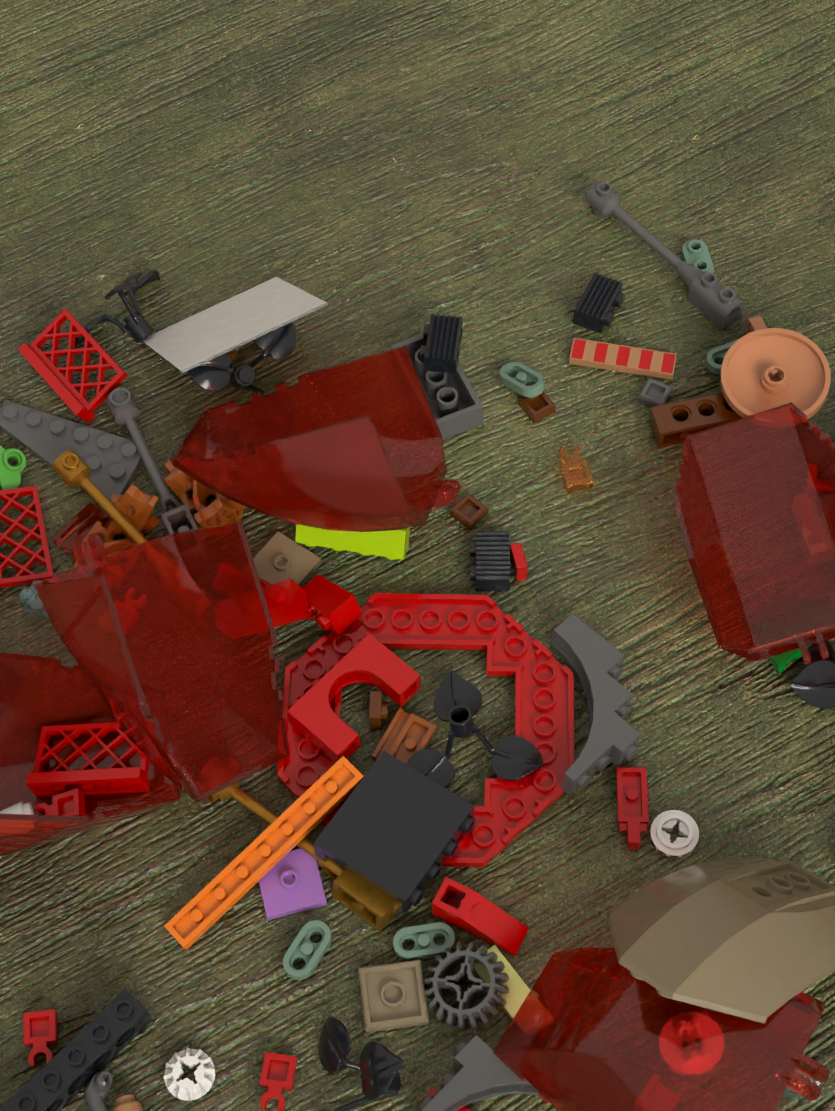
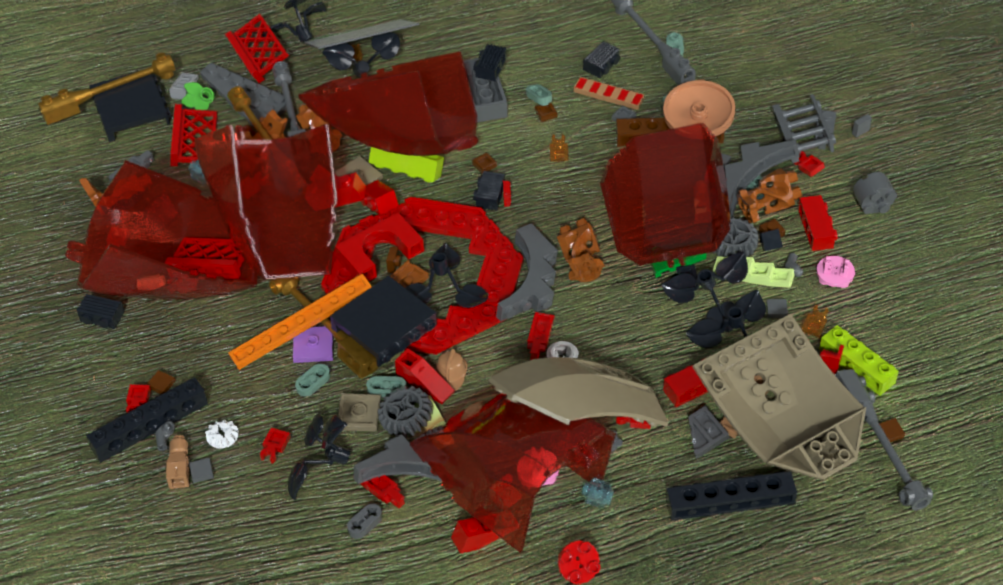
camera: 10 degrees right, 10 degrees down
(70, 996) = (161, 382): none -> reddish brown tile
(514, 890) = (452, 368): none -> medium nougat piece
(651, 631) = (582, 262): none -> dark orange hips

